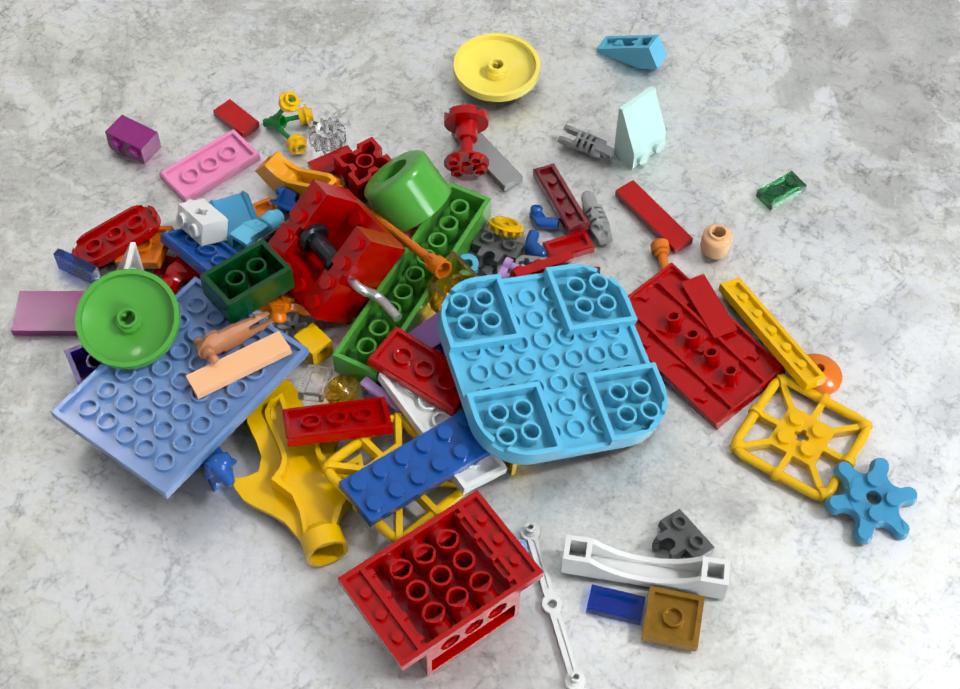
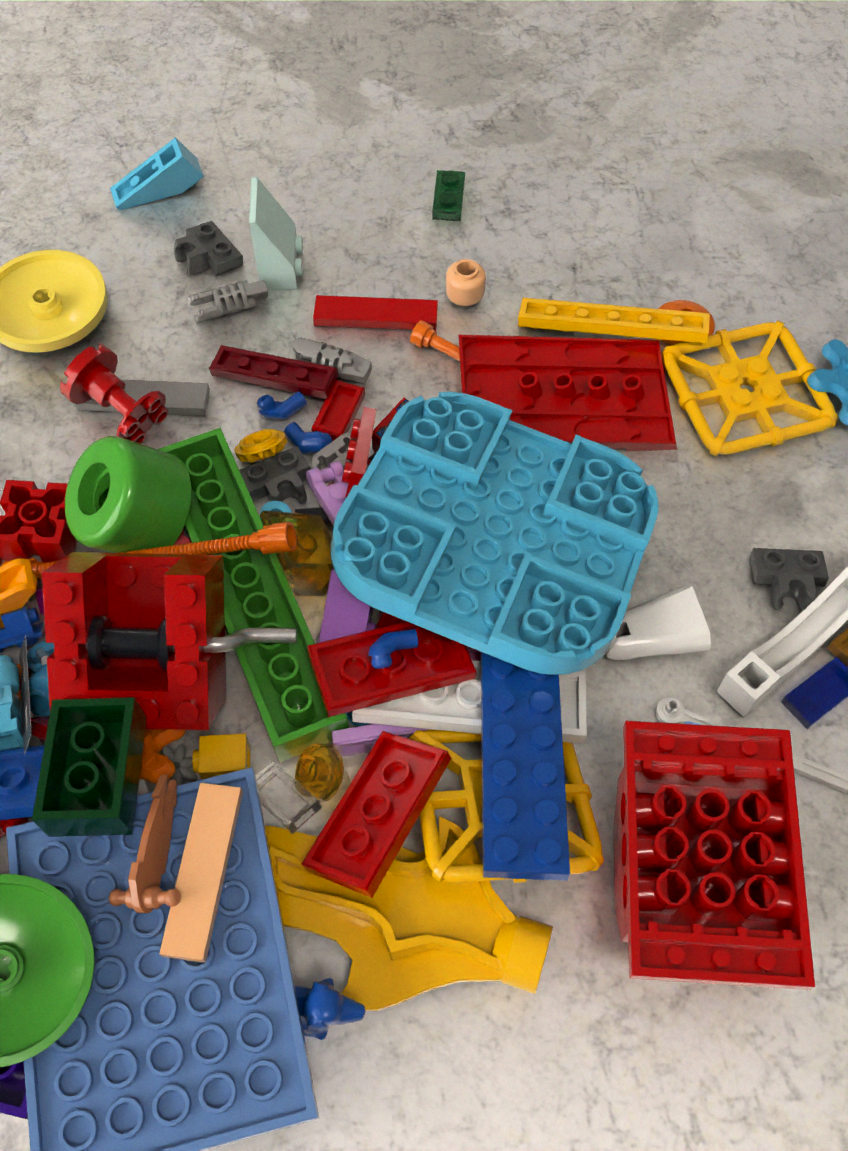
camera: 50 degrees left, 5 degrees up
(430, 359) = (390, 642): none -> blue arm
(575, 491) = (663, 627): none -> white piece
(607, 107) = (204, 247): none -> dark grey plate
(709, 306) = (537, 344): red sticker -> none

